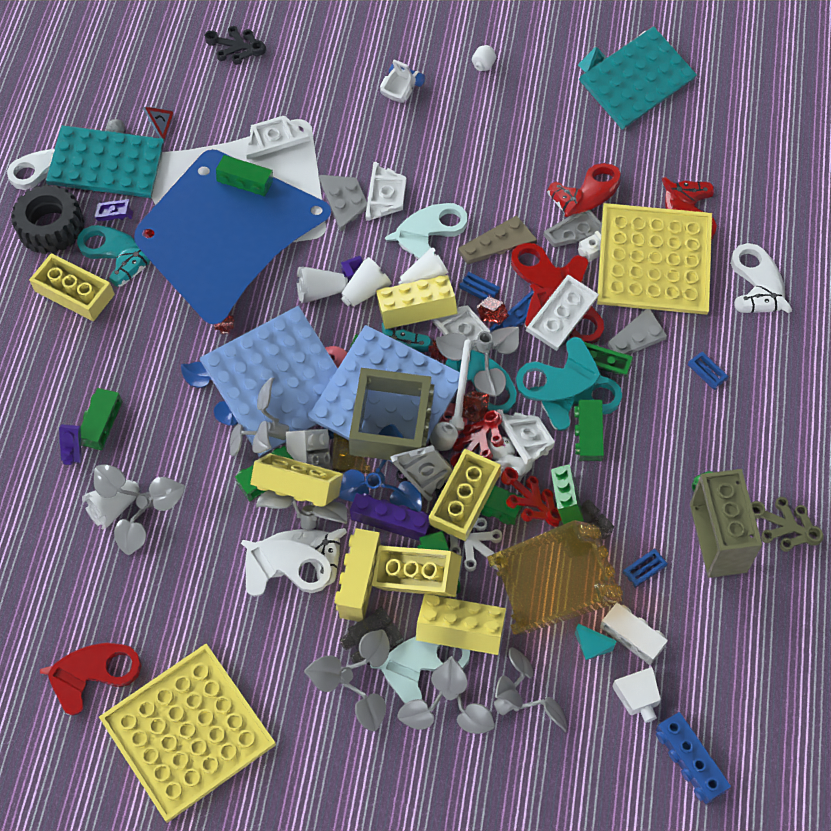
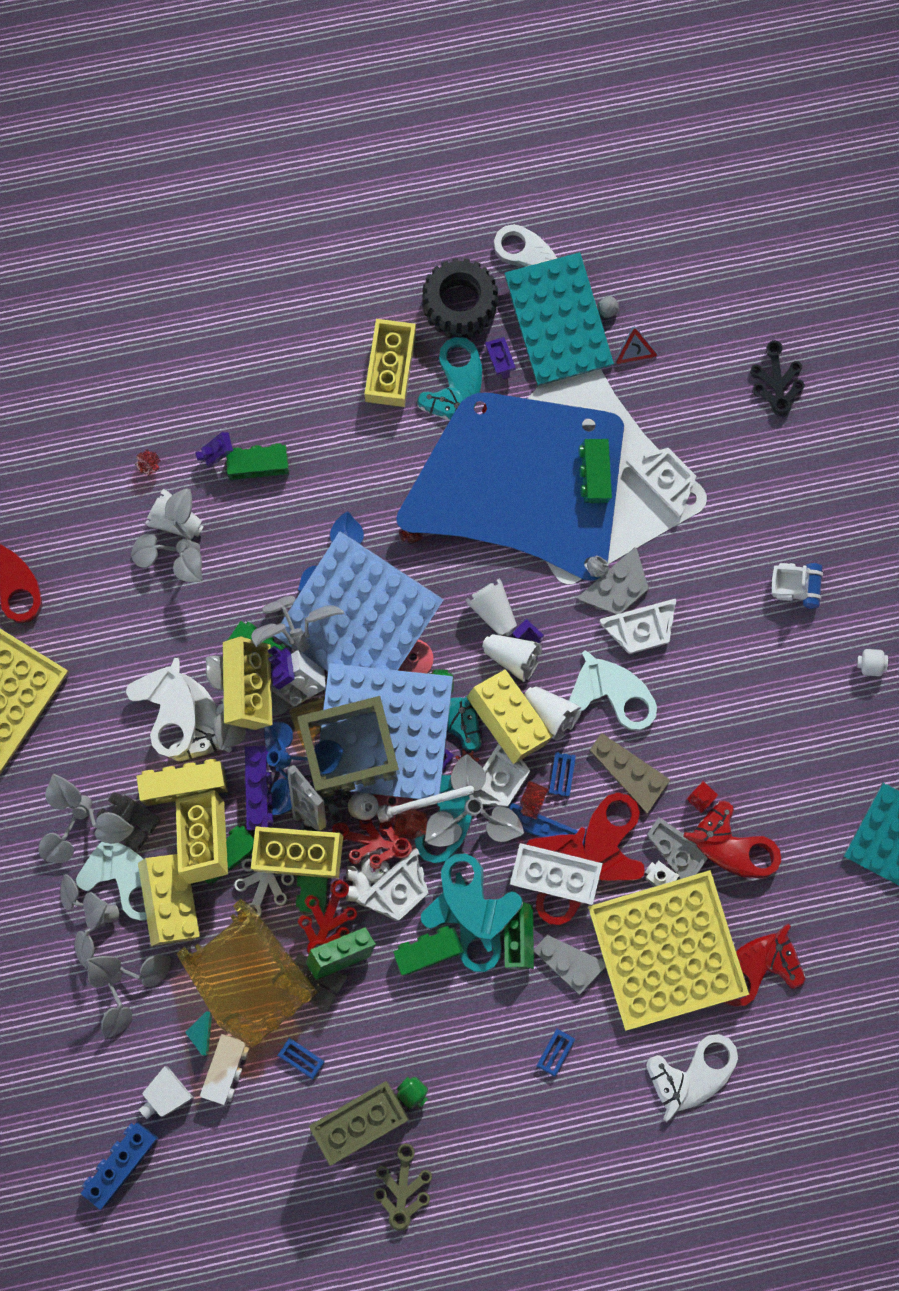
camera: 65 degrees right, 15 degrees up
(54, 507) = (147, 462): none -> clear red gear
(295, 448) = (281, 666): none -> dark purple plate
(322, 203) = (597, 566): none -> light grey piece
(540, 197) = (702, 797): none -> red brick

